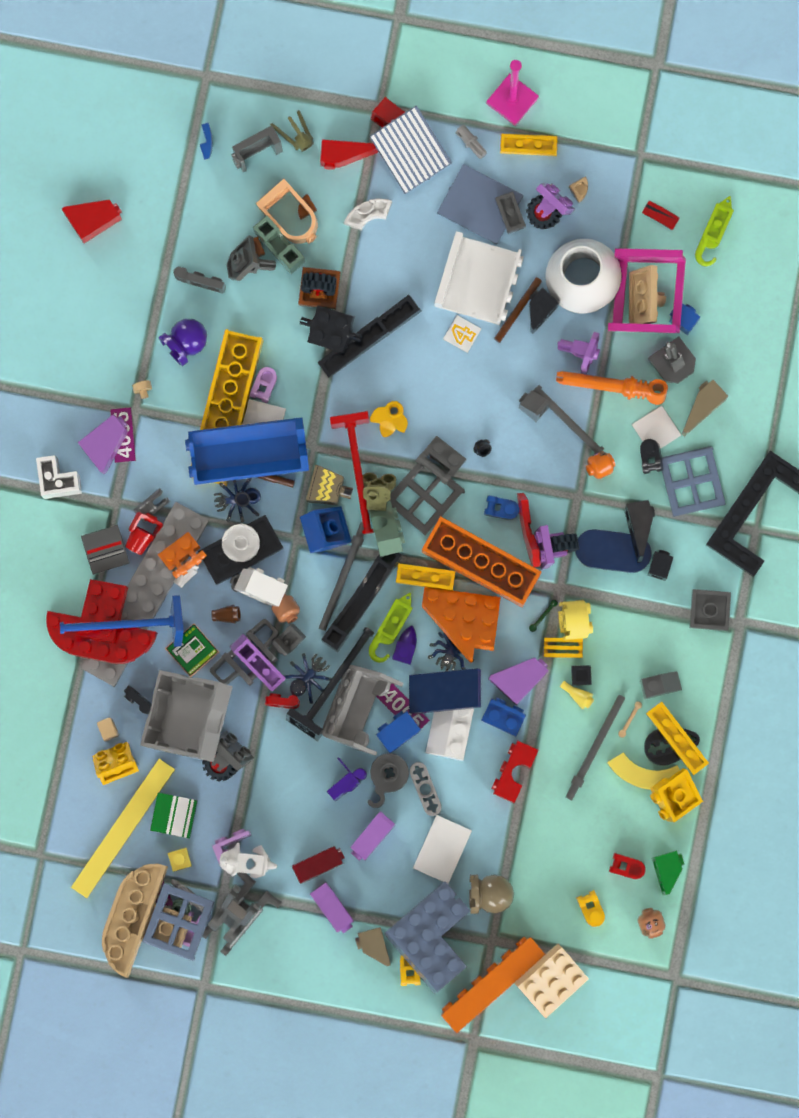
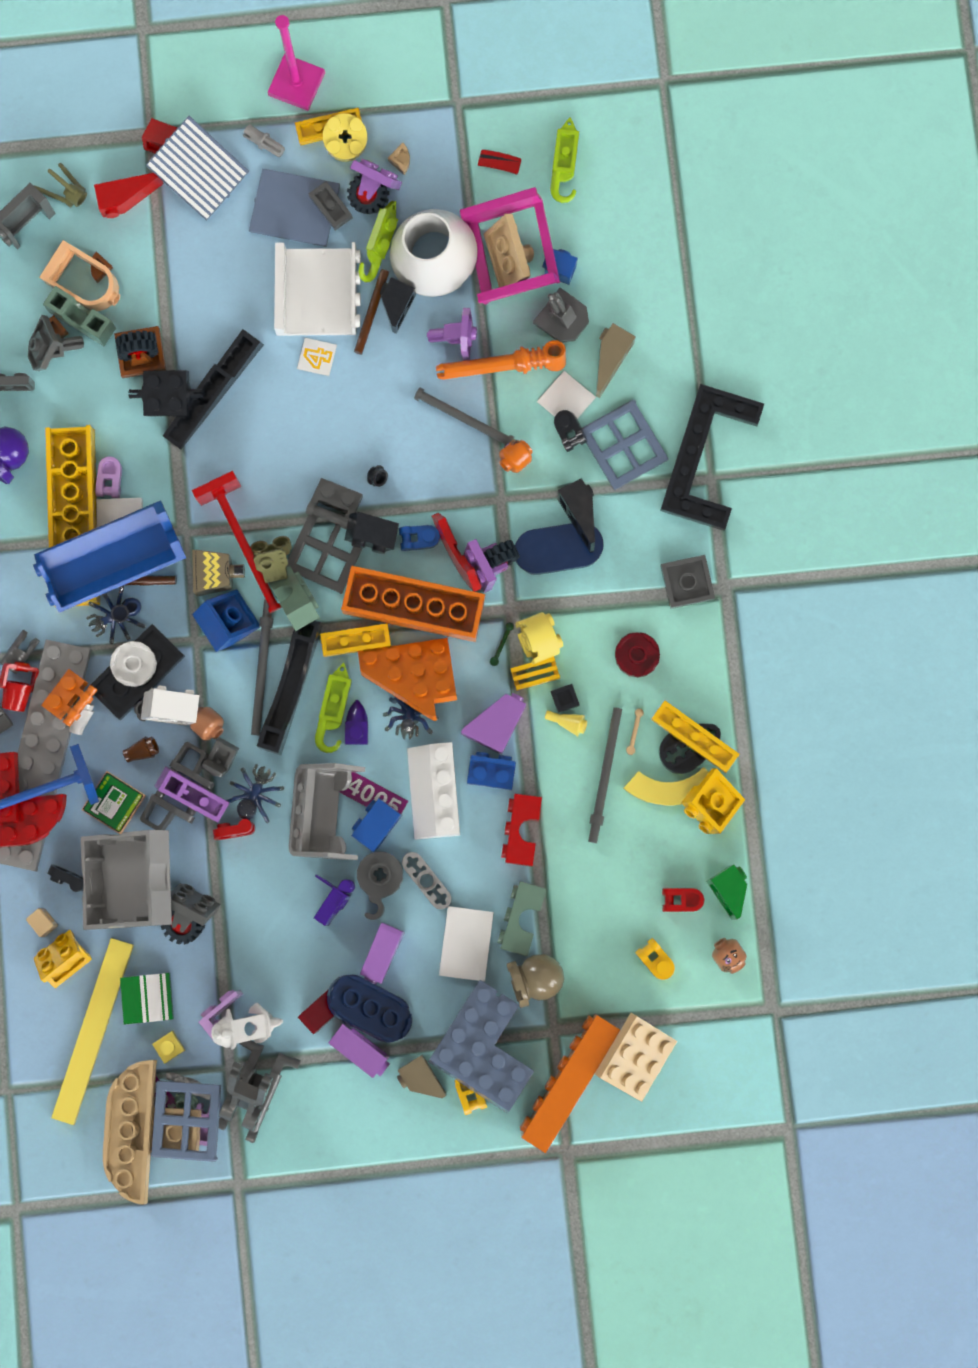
camera: 20 degrees left, 0 degrees up
(305, 722) = (267, 846): black tile -> none
(349, 877) = (369, 1008): none -> dark blue tile
(368, 211) = (170, 252): white tile -> none
(388, 421) = (263, 478): yellow plate -> none
(445, 691) = (415, 762): dark blue tile -> none
(464, 493) = (371, 532): none -> black brick
(501, 827) = (515, 938): none -> sand green arch
(533, 405) = (421, 411): dark grey slope -> none
(542, 253) = (379, 240): none -> lime plate
(544, 169) = (345, 124): none -> light yellow brick
(651, 657) = (637, 654): none -> dark red tile
(660, 565) = (616, 548): black brick -> none
(660, 685) = (657, 682): dark grey slope -> none

